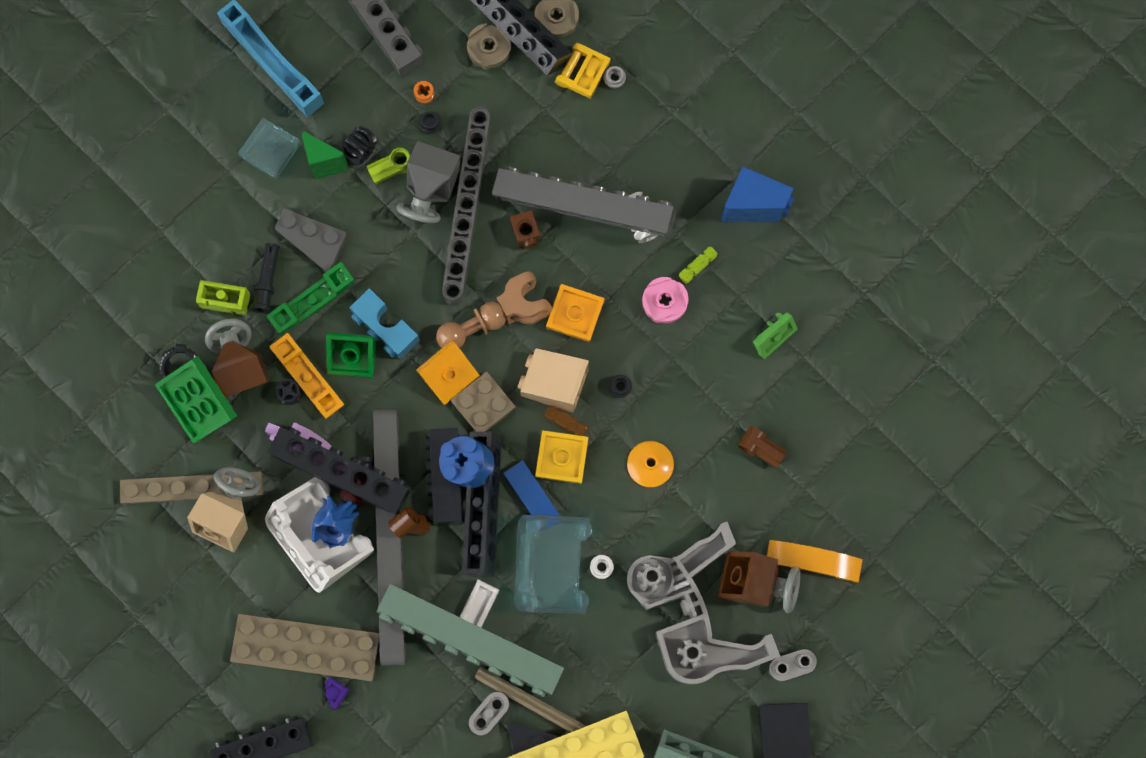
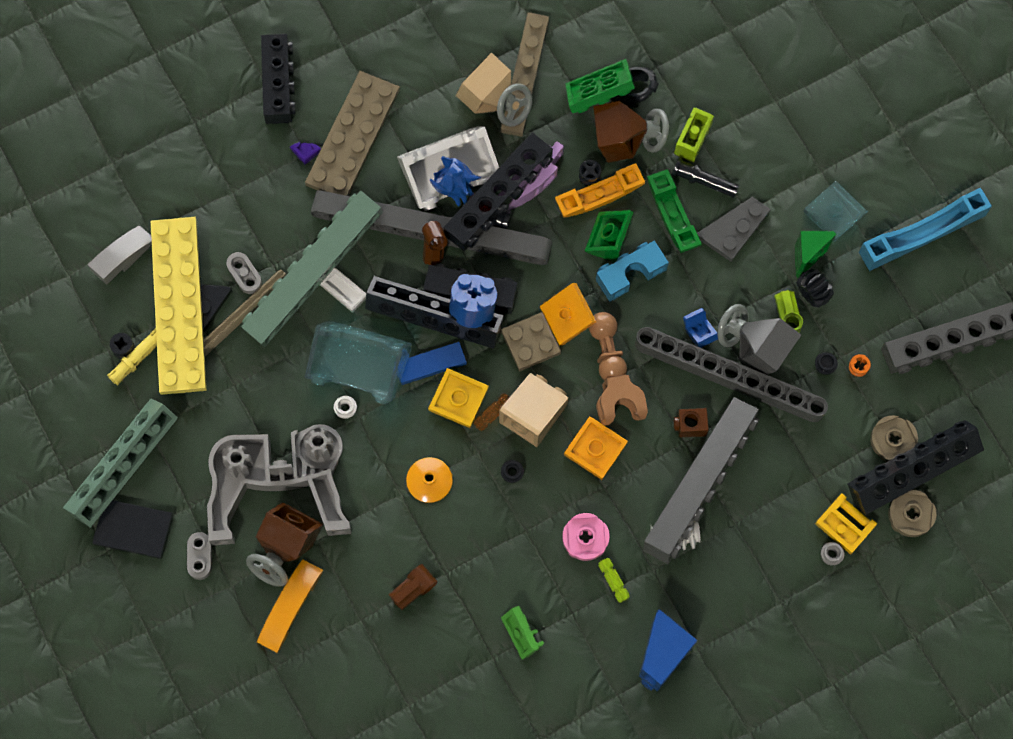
camera: 105 degrees right, 5 degrees down
(428, 244) = (699, 328): none -> blue bracket

